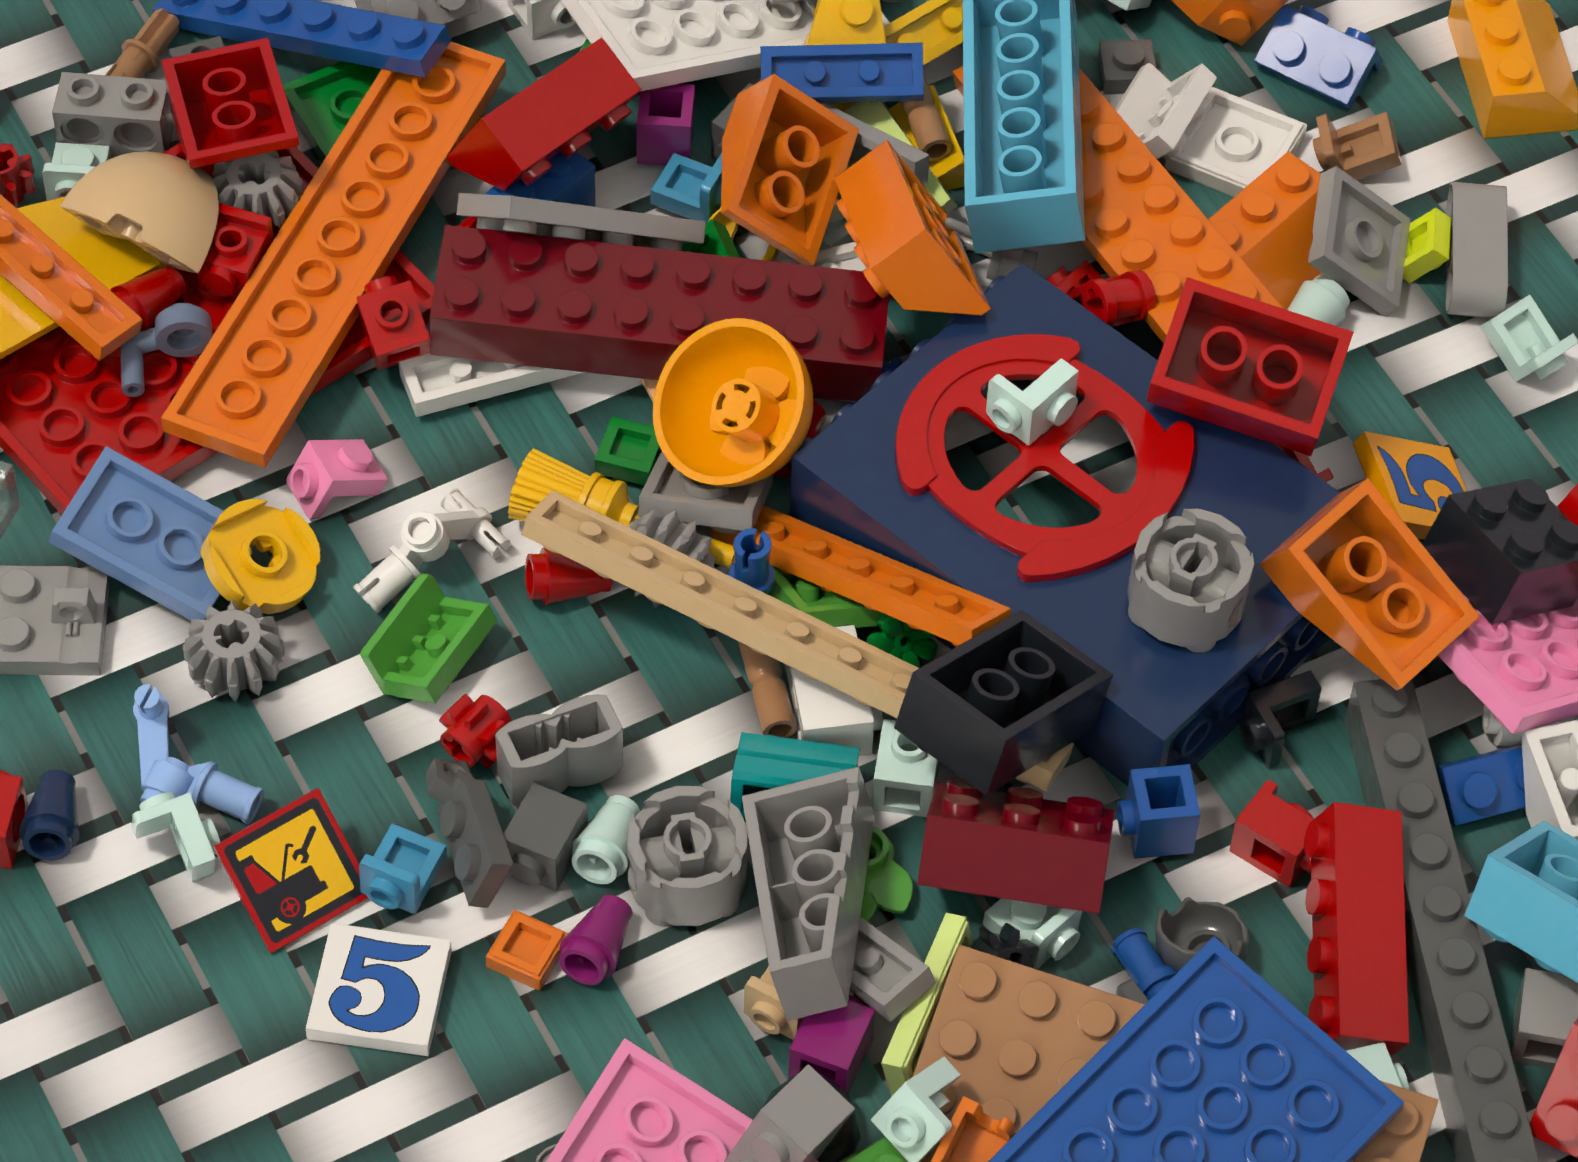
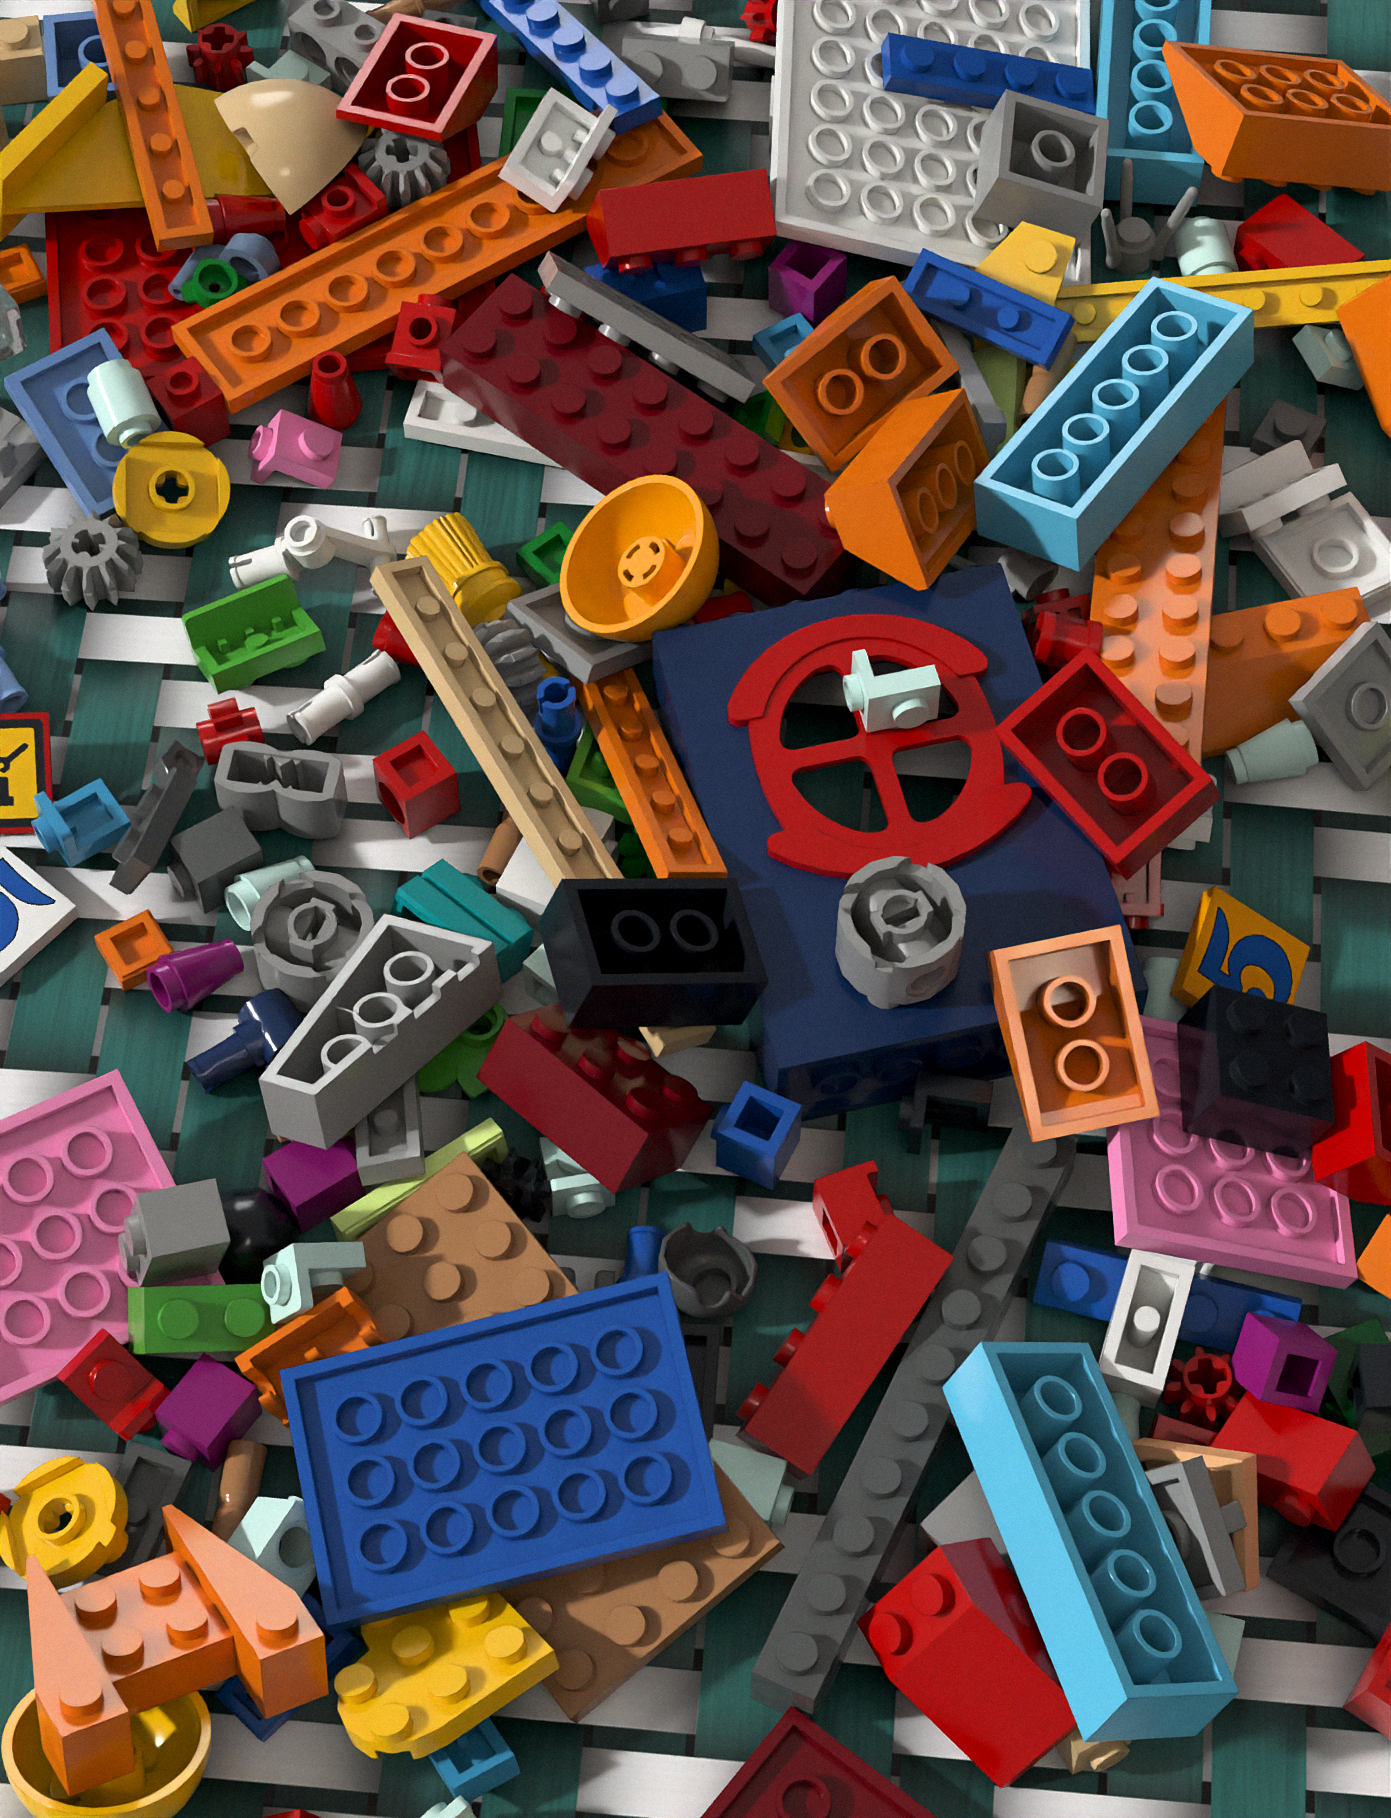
camera: 35 degrees right, 5 degrees up
(167, 356) = (212, 273): none -> green plate
(175, 501) = (122, 403): none -> light aqua brick
(219, 472) = (190, 402): none -> red brick
(333, 407) = (333, 392): none -> red cone
(393, 109) = (555, 150): none -> white bracket
(540, 652) = (343, 697): none -> white pin
(669, 686) = (416, 784): none -> red brick
(697, 955) = (262, 1031): none -> dark blue pin

